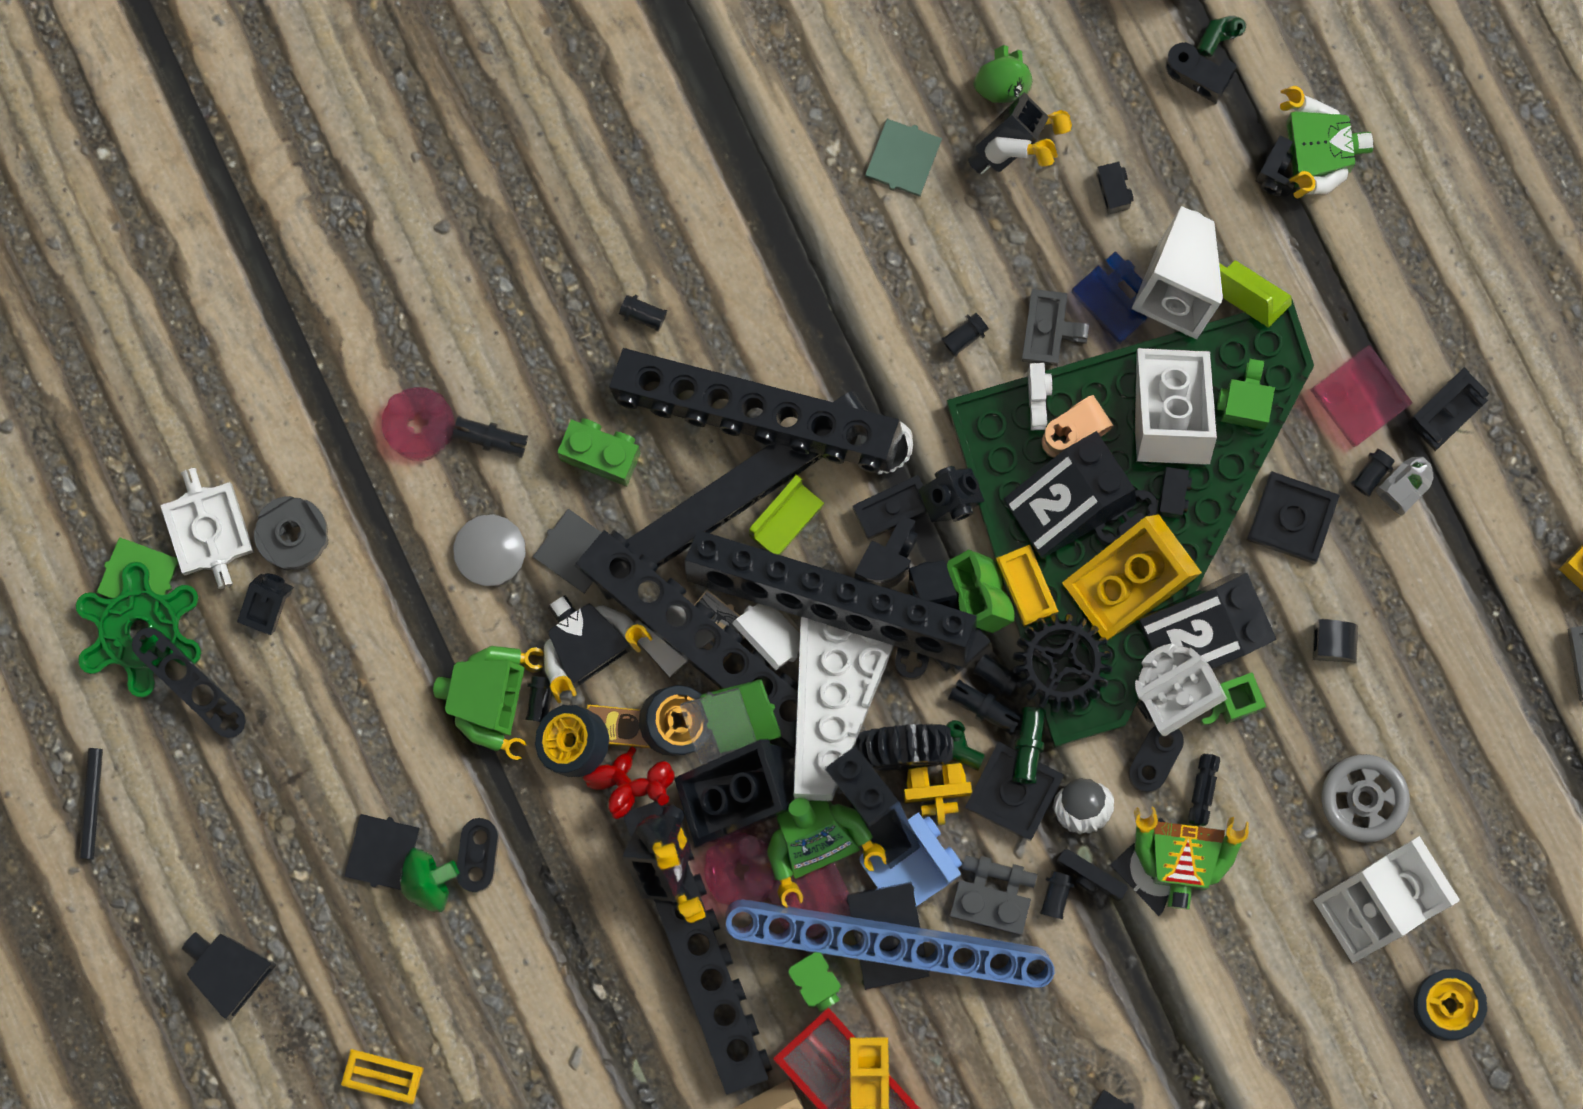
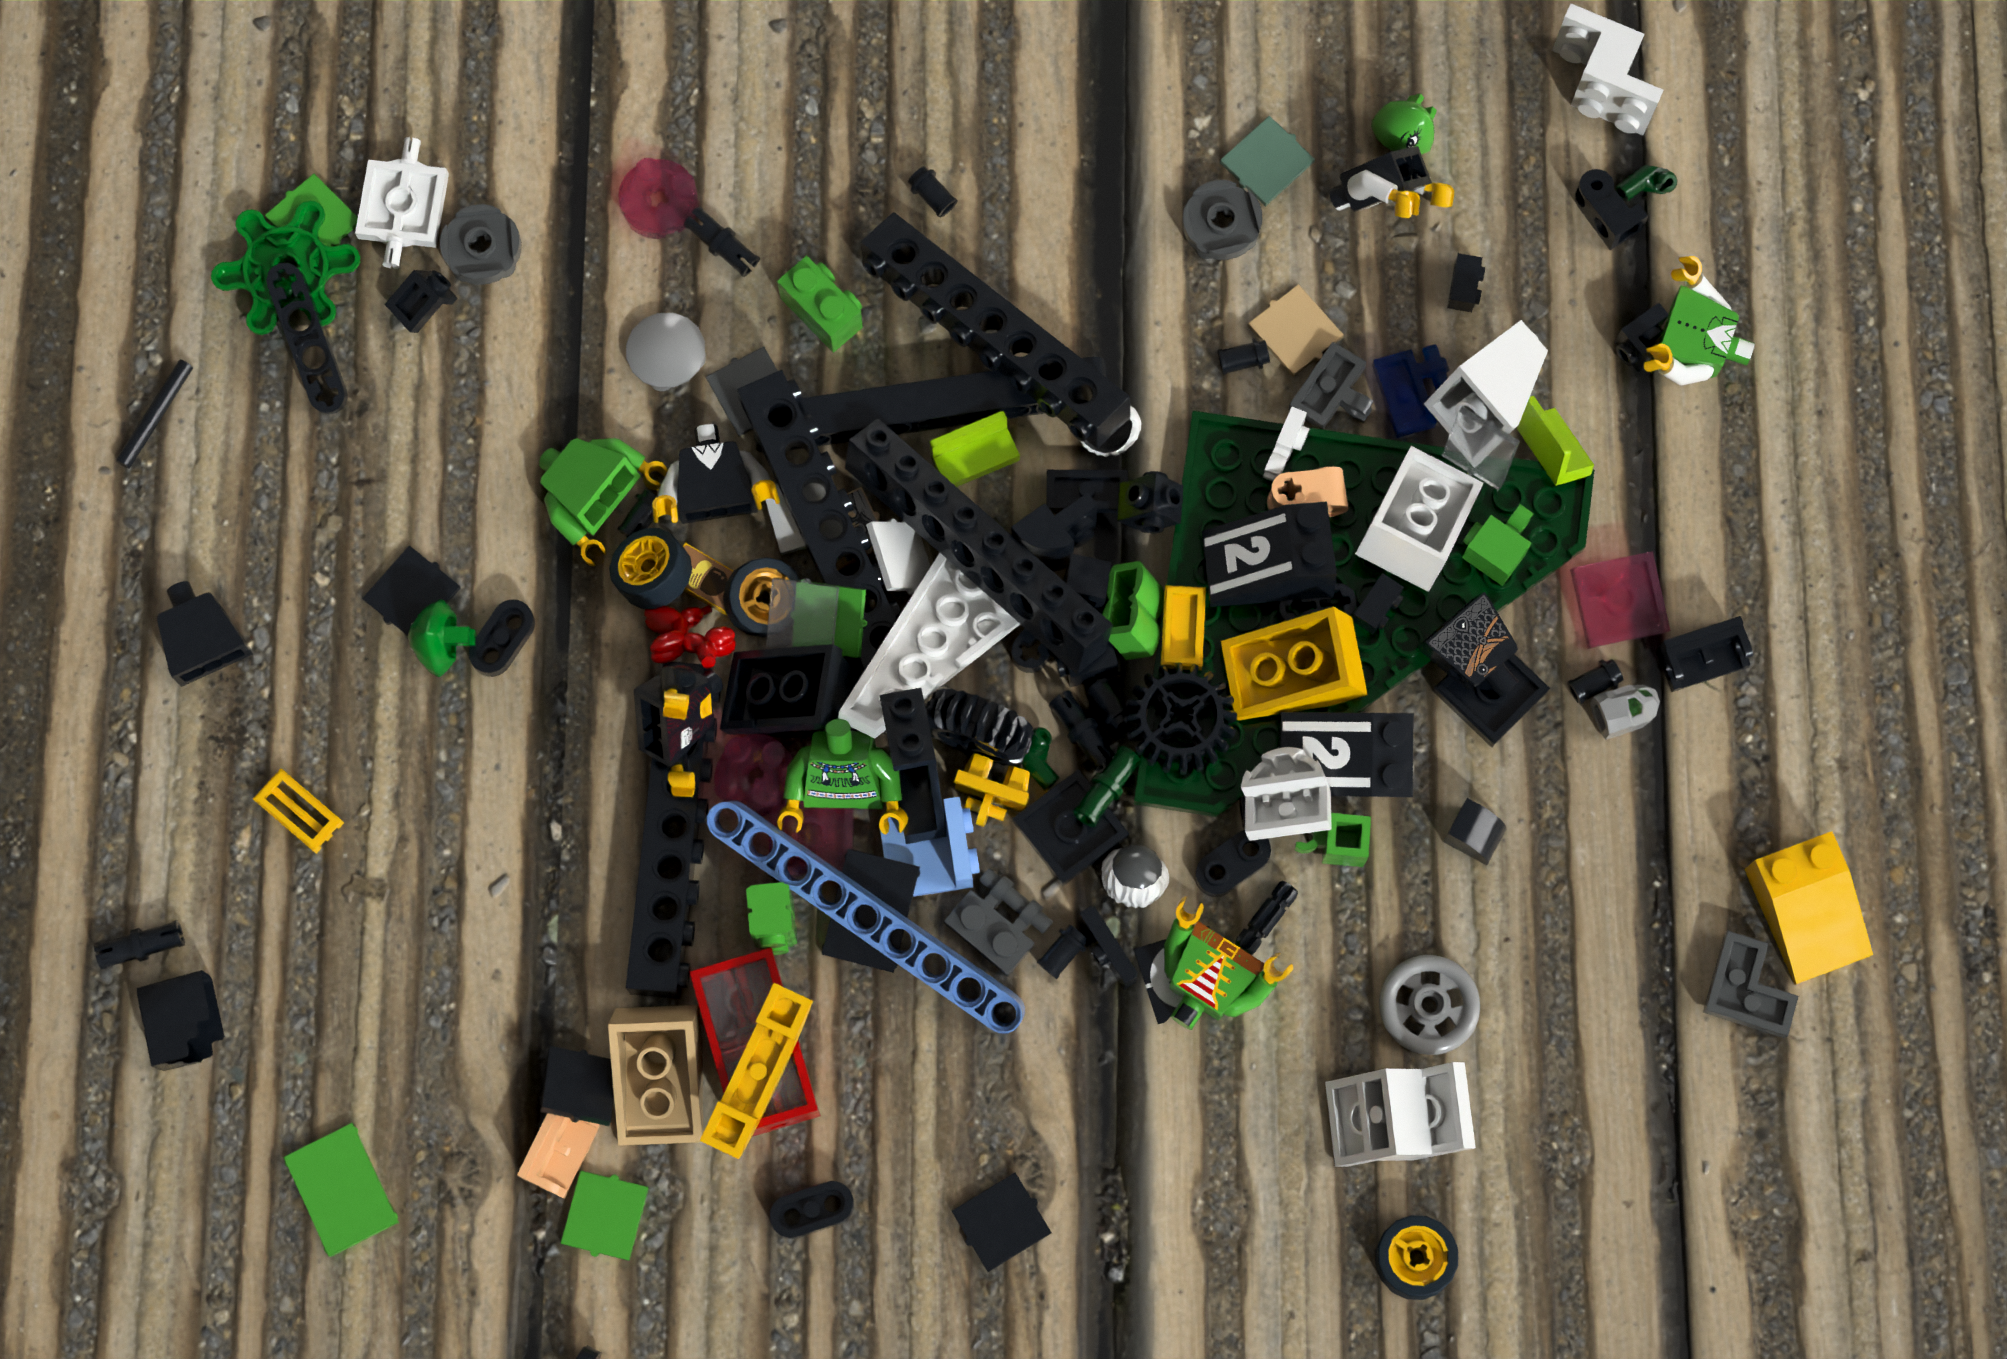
camera: 25 degrees right, 5 degrees down
(892, 206) = (1234, 202): none -> dark grey plate
(995, 291) = (1295, 330): none -> tan piece
(1197, 327) = (1480, 448): none -> clear piece
(1266, 492) = (1474, 647): none -> torso

